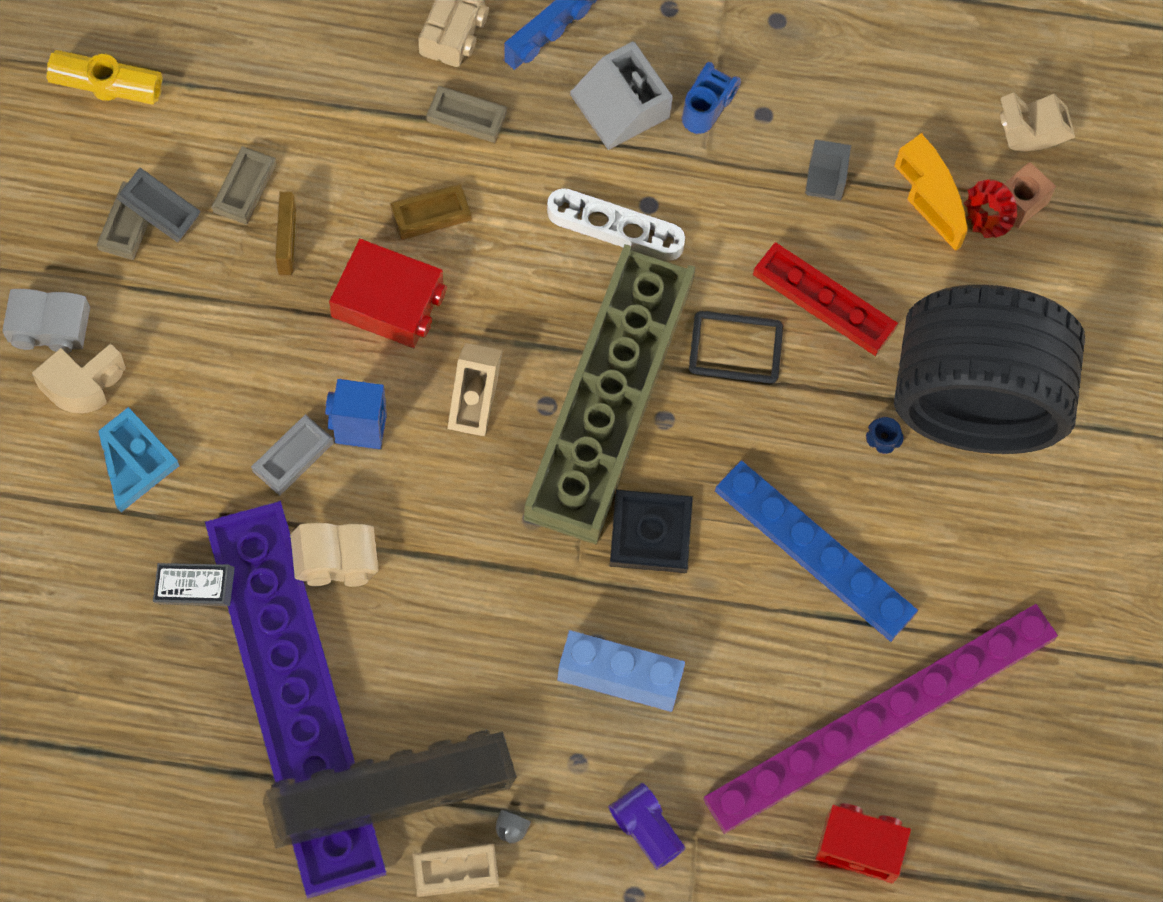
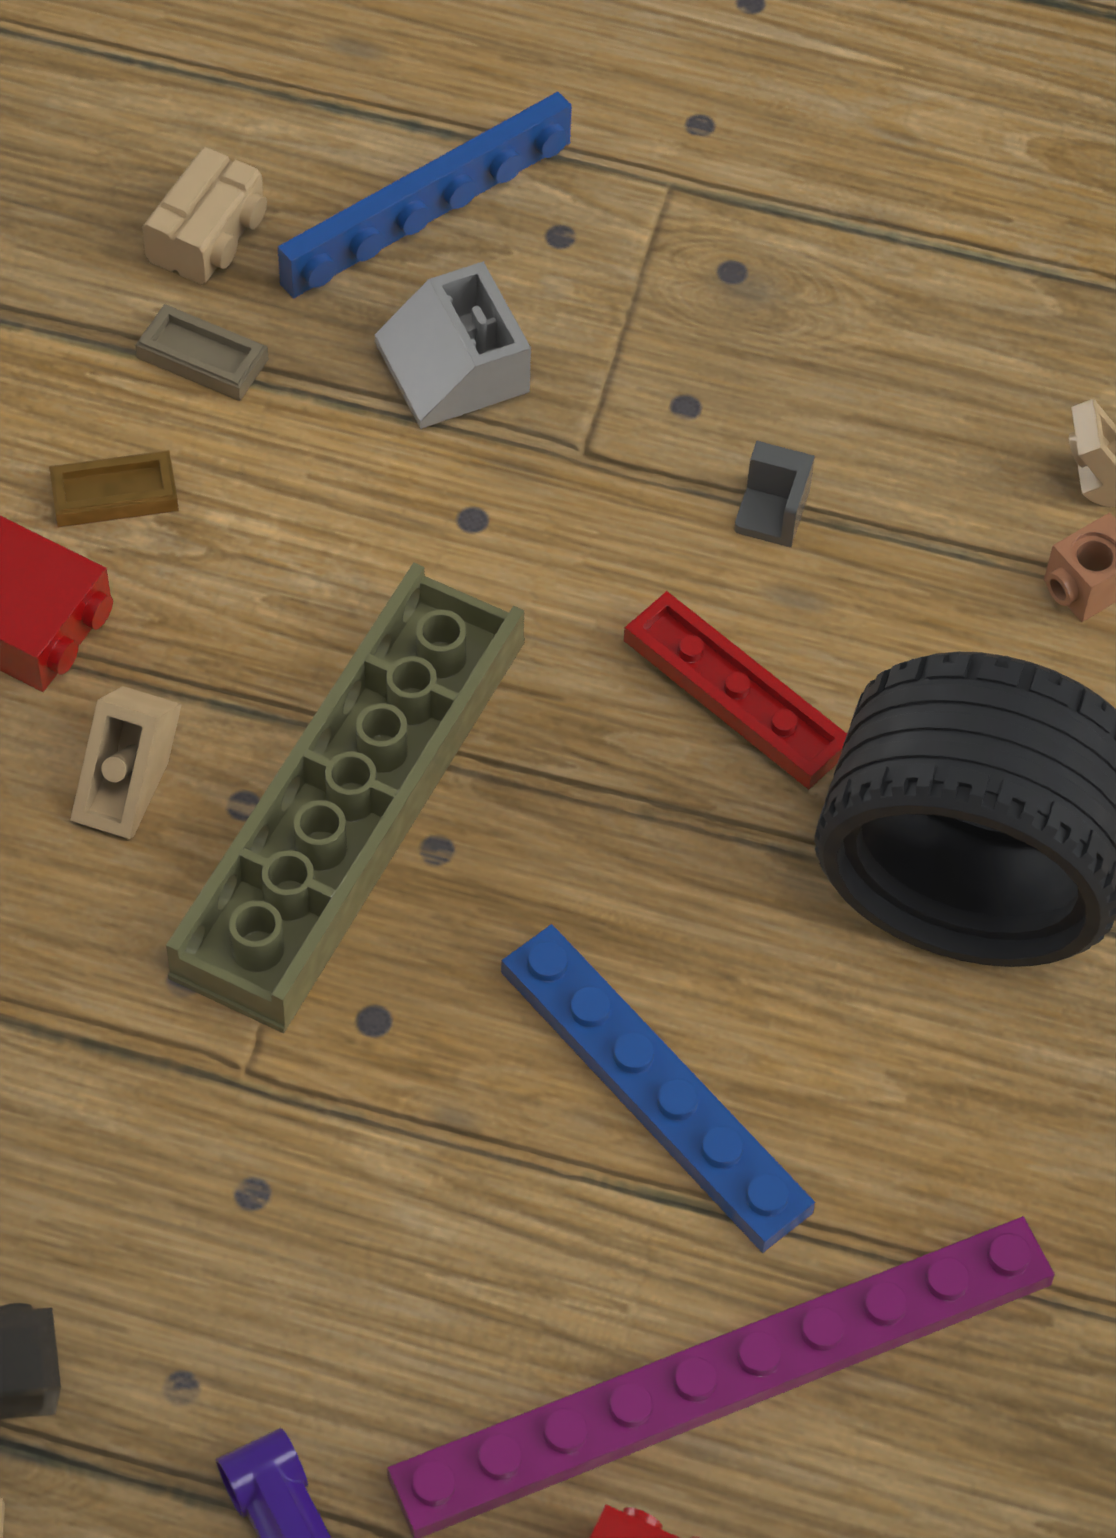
camera: 10 degrees right, 10 degrees down
(511, 827) = (41, 1476): dark grey hinge -> none
(618, 219) = (416, 532): white beam -> none
(620, 671) = (279, 1237): medium blue brick -> none
(651, 531) = (379, 1021): black tile -> none
(710, 93) = (596, 368): blue piece -> none
(733, 374) = (566, 792): black piece -> none
(888, 426) = (808, 899): dark blue plate -> none
(933, 189) = (943, 541): light orange slope -> none
(999, 199) = (1050, 561): red gear -> none

